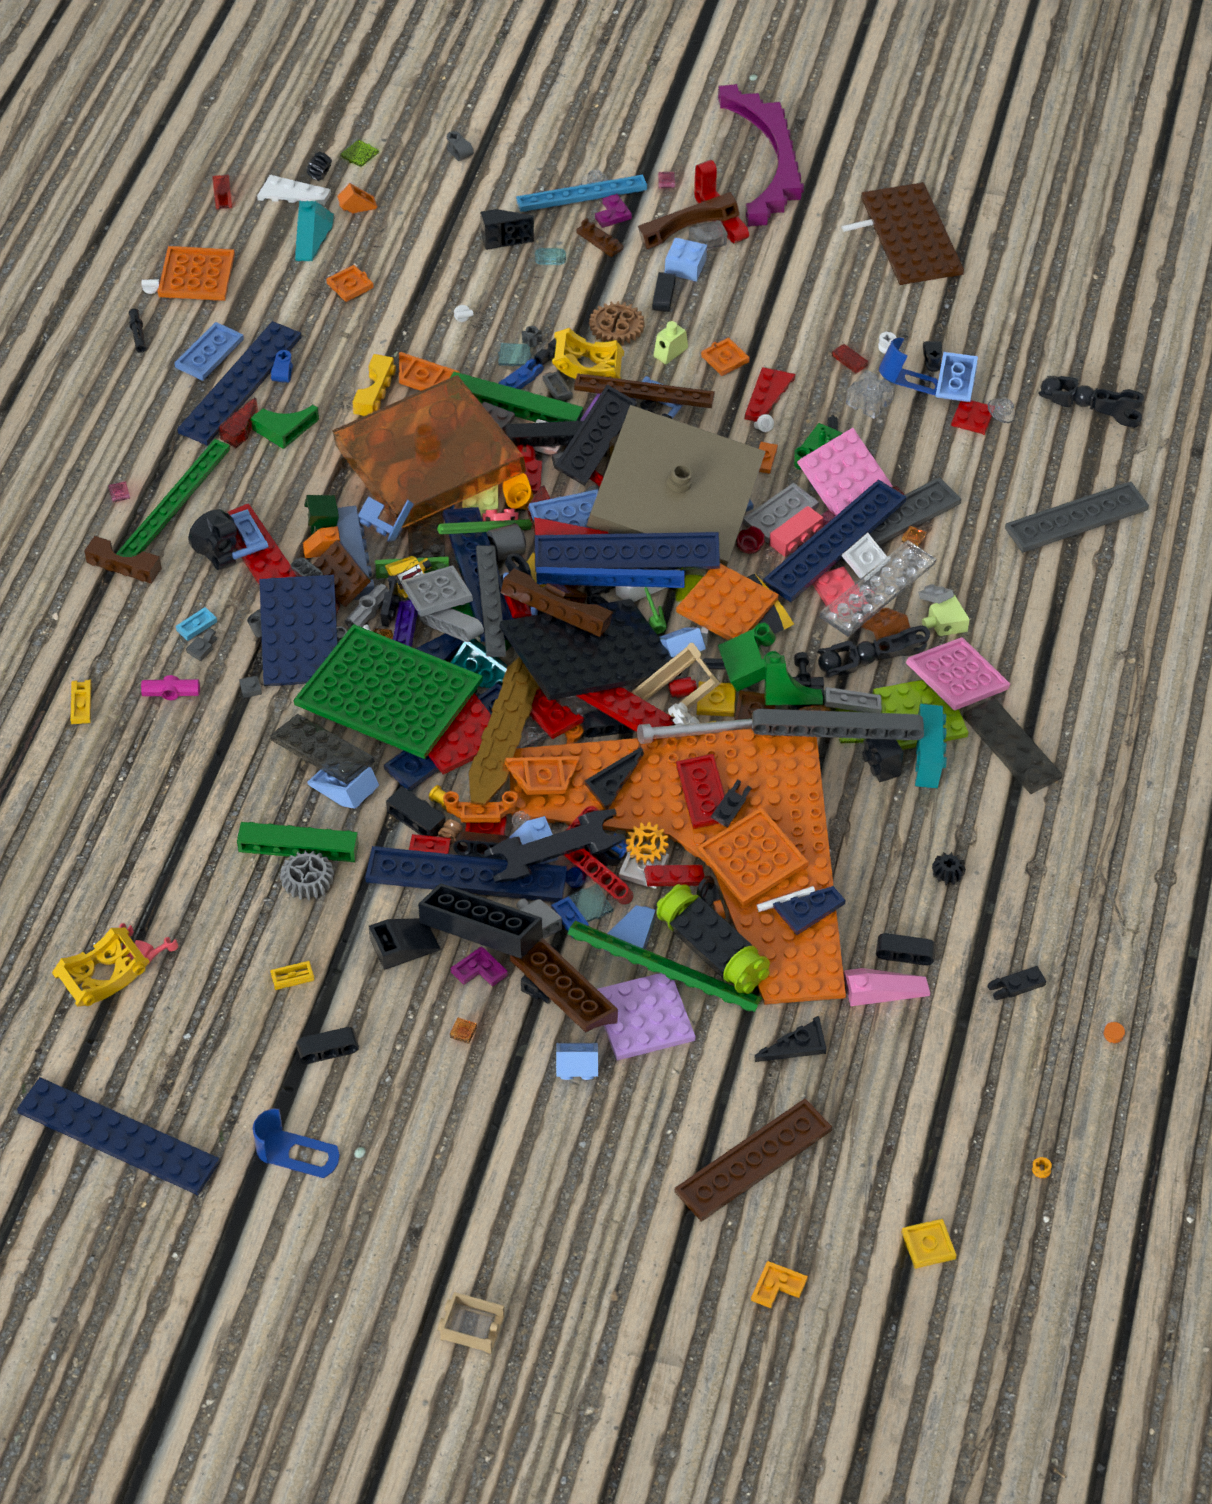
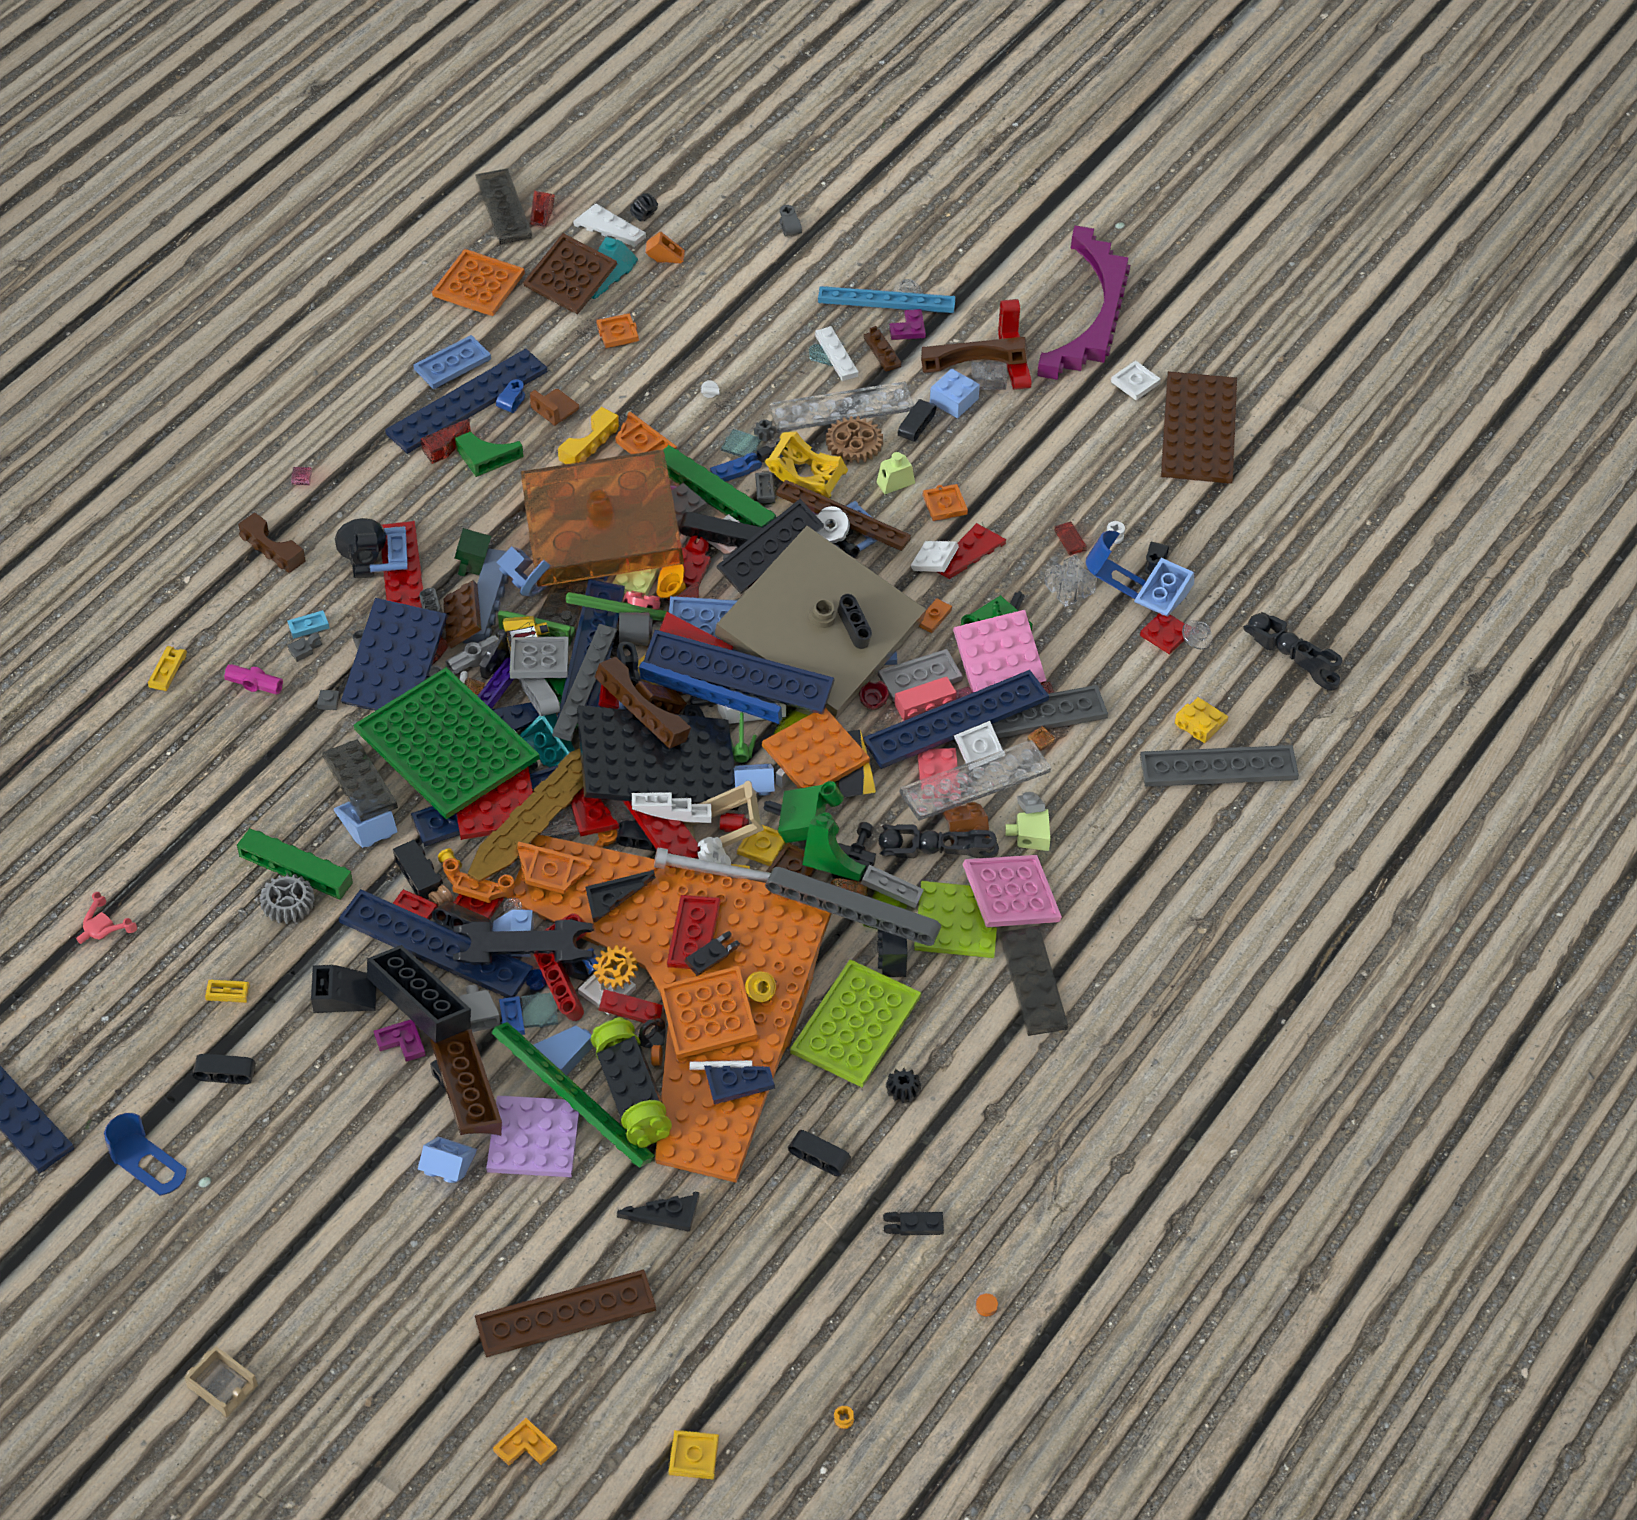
camera: 20 degrees right, 0 degrees up
(94, 989) = (74, 941): yellow fence -> none
(139, 342) = (397, 319): black pin -> none
(150, 286) = (429, 283): white plate -> none
(174, 499) = (348, 498): green plate -> none
(184, 198) = (503, 206): none -> clear smoke plate
(281, 242) = (570, 273): none -> reddish brown plate
(320, 541) = (460, 576): orange slope -> none
(325, 365) = (553, 406): none -> dark orange bracket
(359, 153) = (693, 204): clear neon green piece -> none
(463, 1030) = (355, 1095): clear orange plate -> none
(506, 228) = (790, 315): black slope -> none
(563, 251) = (836, 353): none -> white plate
(587, 297) = (830, 407): none -> clear plate
(624, 688) = (671, 808): none -> white slope
(645, 394) = (841, 523): none -> white plate
(666, 180) = (977, 307): clear pink plate -> none
(711, 477) = (858, 628): none -> black beam
(741, 405) = (934, 556): none -> white plate
(764, 423) = (950, 580): white plate -> none
(790, 819) = (760, 986): none -> yellow plate
(837, 207) = (1135, 380): none -> white plate
(857, 225) = (1155, 404): white bar -> none
(878, 986) = (773, 1180): bright pink wedge -> none
(879, 828) = (855, 1023): none -> lime plate
(931, 748) = (944, 955): teal wedge -> none
(1041, 482) = (1200, 719): none -> yellow plate

